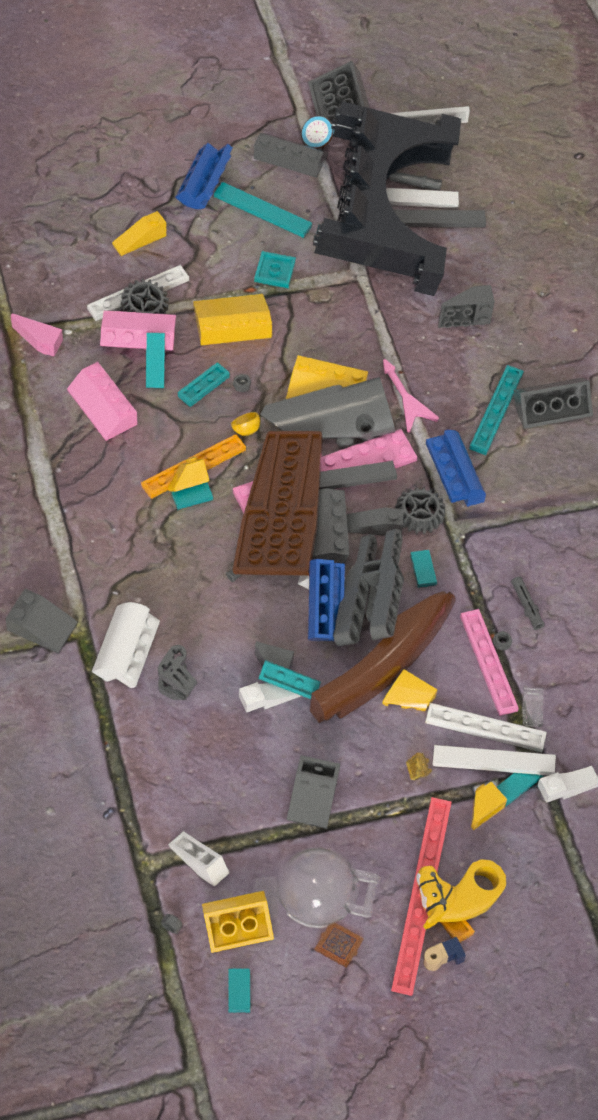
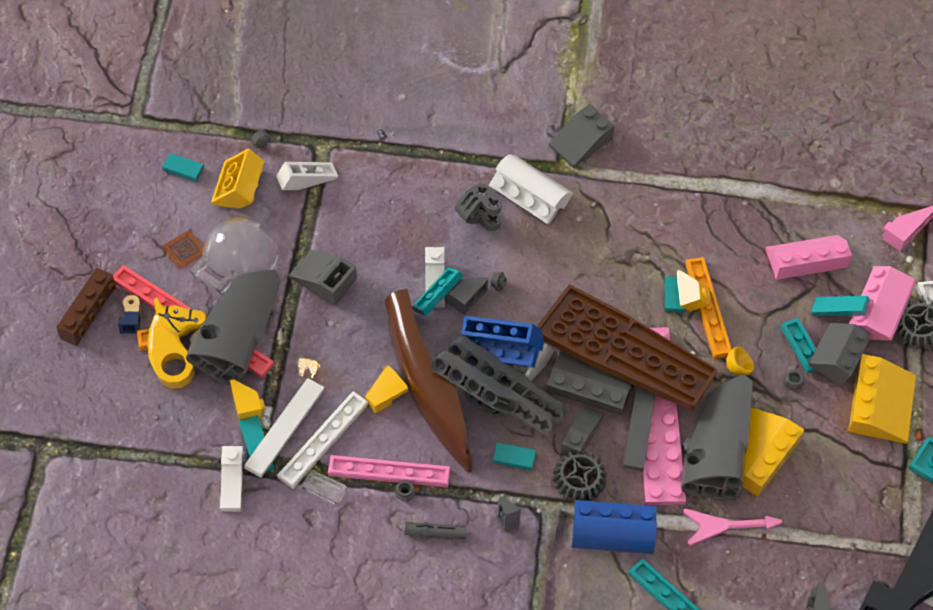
camera: 115 degrees right, 0 degrees up
(202, 350) = (839, 351): none -> dark grey slope
(246, 638) = (498, 281): none -> dark grey plate
(414, 838) = (234, 326): none -> dark grey panel
(457, 1000) = (86, 306): none -> reddish brown brick
(492, 545) = (508, 514): none -> dark grey slope

